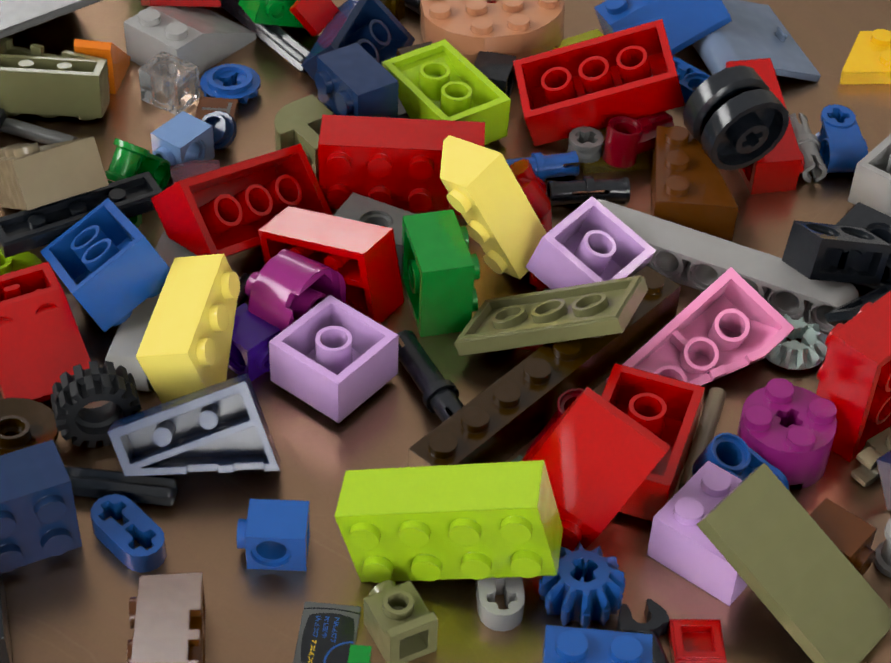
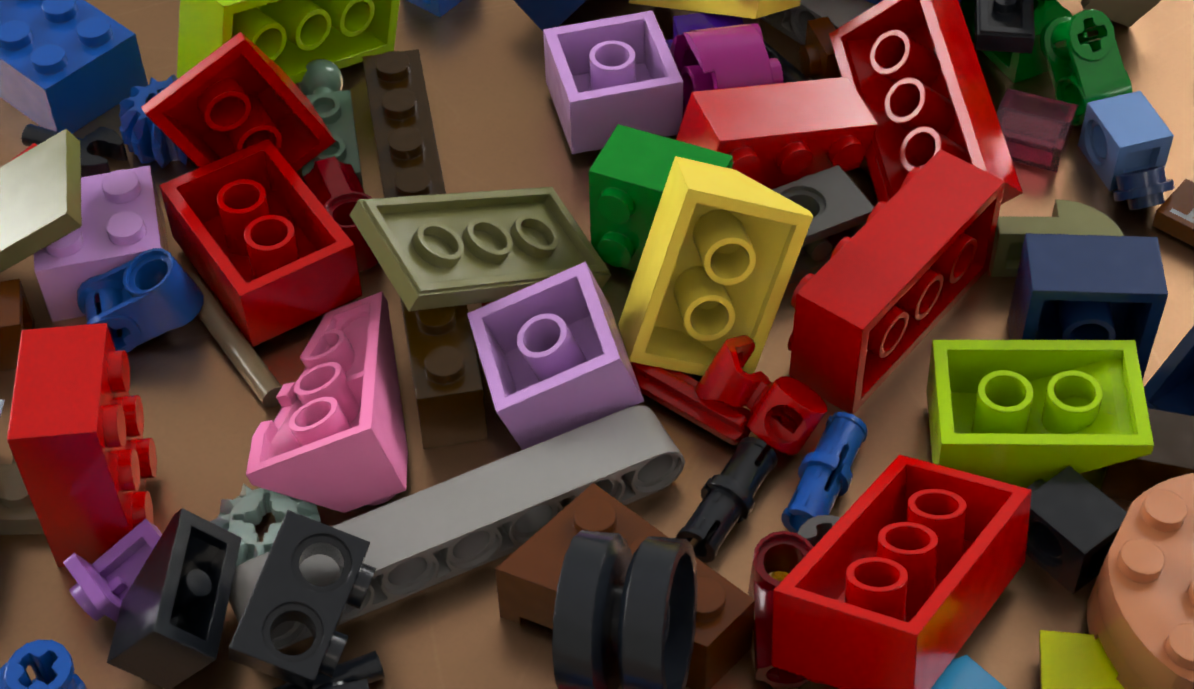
camera: 130 degrees right, 5 degrees up
(438, 394) = (510, 158): black pin -> none
(790, 429) = (163, 368): magenta brick -> none

